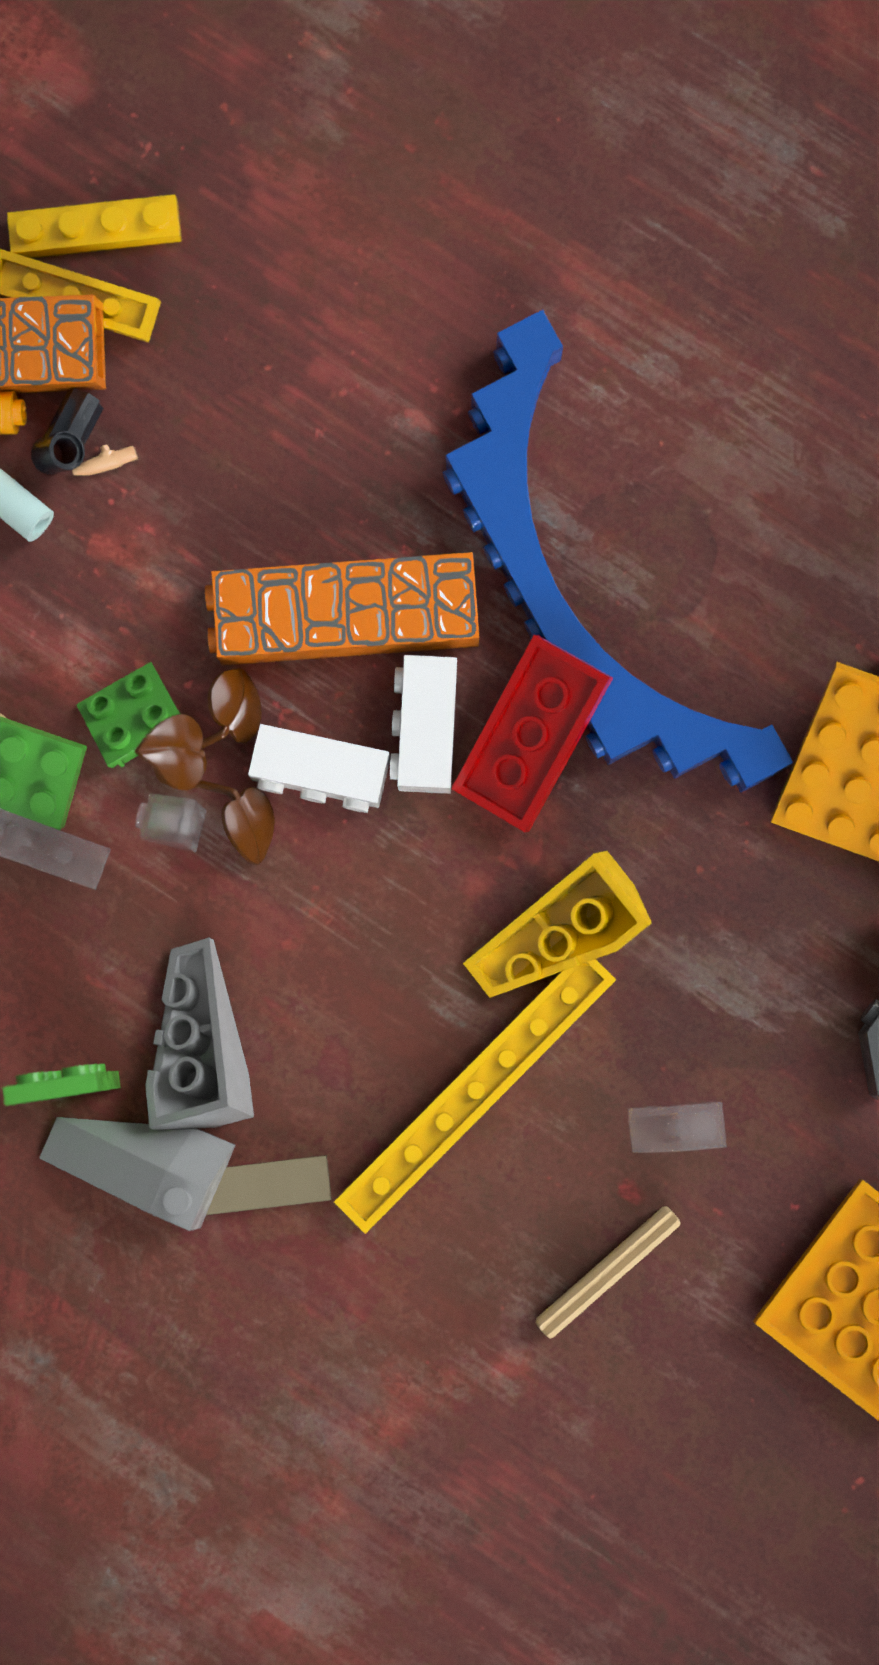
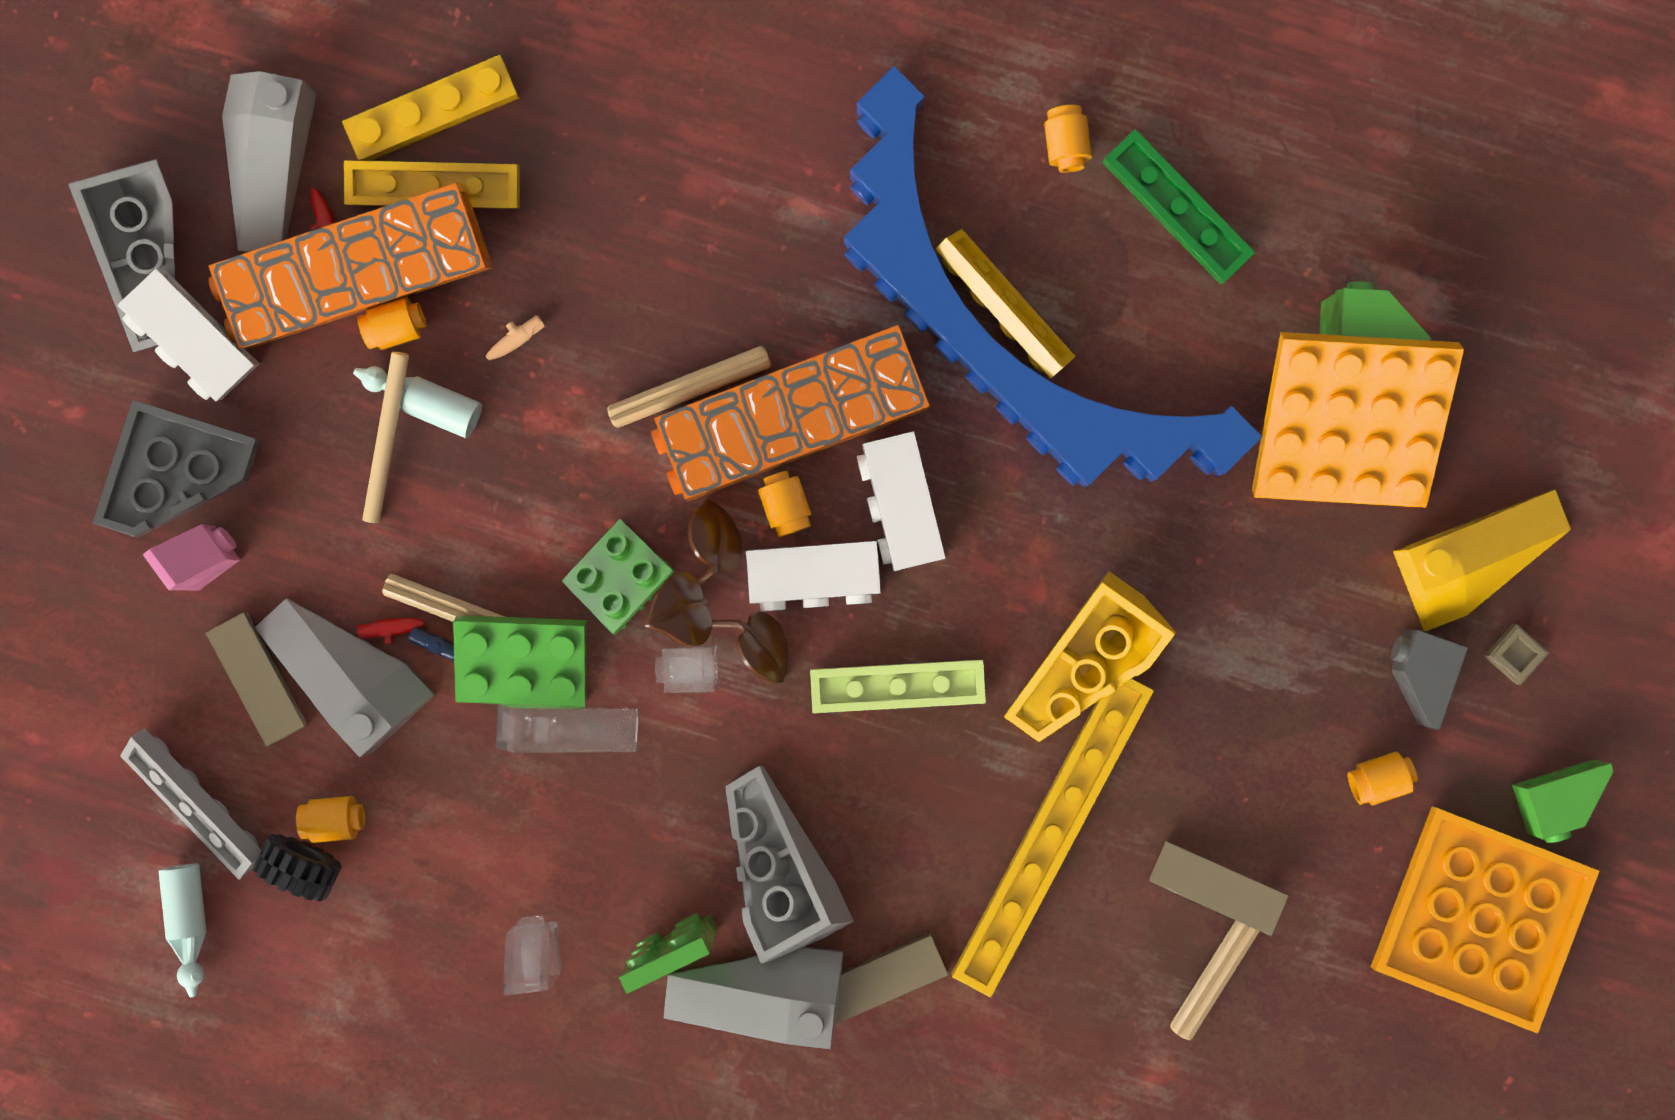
camera: 20 degrees left, 5 degrees up
(69, 431) = (473, 320): black piece -> none
(256, 555) = (689, 386): none -> tan axle
(313, 692) = (785, 504): none -> light orange brick
(367, 901) = (897, 686): none -> yellowish green plate
(531, 733) = (1006, 482): red plate -> none
(585, 568) = (997, 294): none -> yellow plate
(623, 1194) = (1218, 888): none -> dark tan tile
(677, 1127) = (1251, 810): clear slope -> none
(689, 427) = (1067, 138): none -> light orange brick
(777, 523) = (1178, 207): none -> green plate
(817, 1135) = (1382, 779): none -> light orange brick

